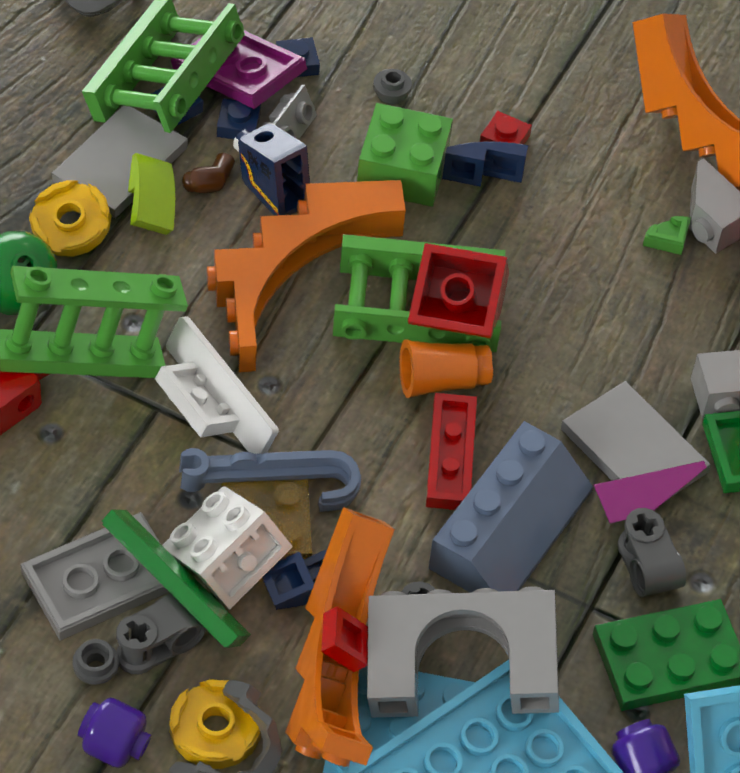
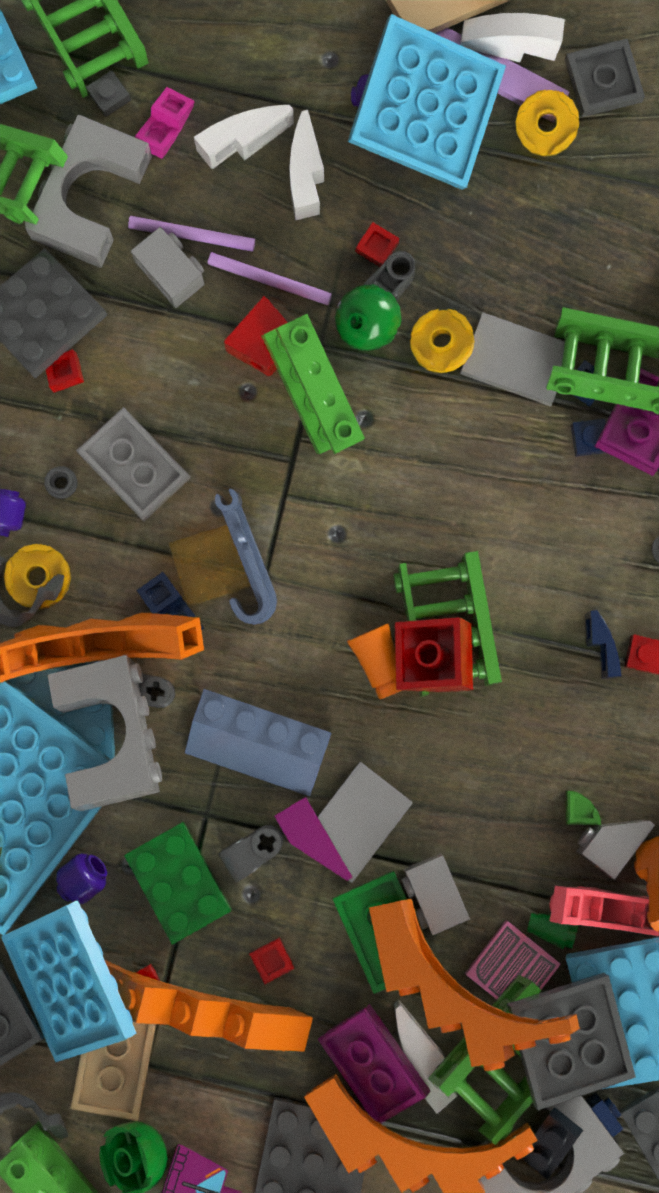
camera: 80 degrees right, 30 degrees up
(154, 194) = (483, 394): lime slope -> none
(158, 630) = (93, 520): dark grey piece -> none
(175, 578) = (128, 516): green tile -> none
(210, 178) = (518, 433): reddish brown arm -> none
(210, 391) = (303, 490): white bracket -> none
(228, 545) = (168, 540): white bracket -> none
(251, 276) = (503, 536): orange arch -> none
(273, 167) = (535, 477): dark blue torso -> none
(294, 113) = (607, 479): light grey hinge -> none
(345, 639) = (85, 647): red plate -> none
(406, 148) = (587, 577): bright green brick -> none
(451, 450) = (306, 683): red plate -> none

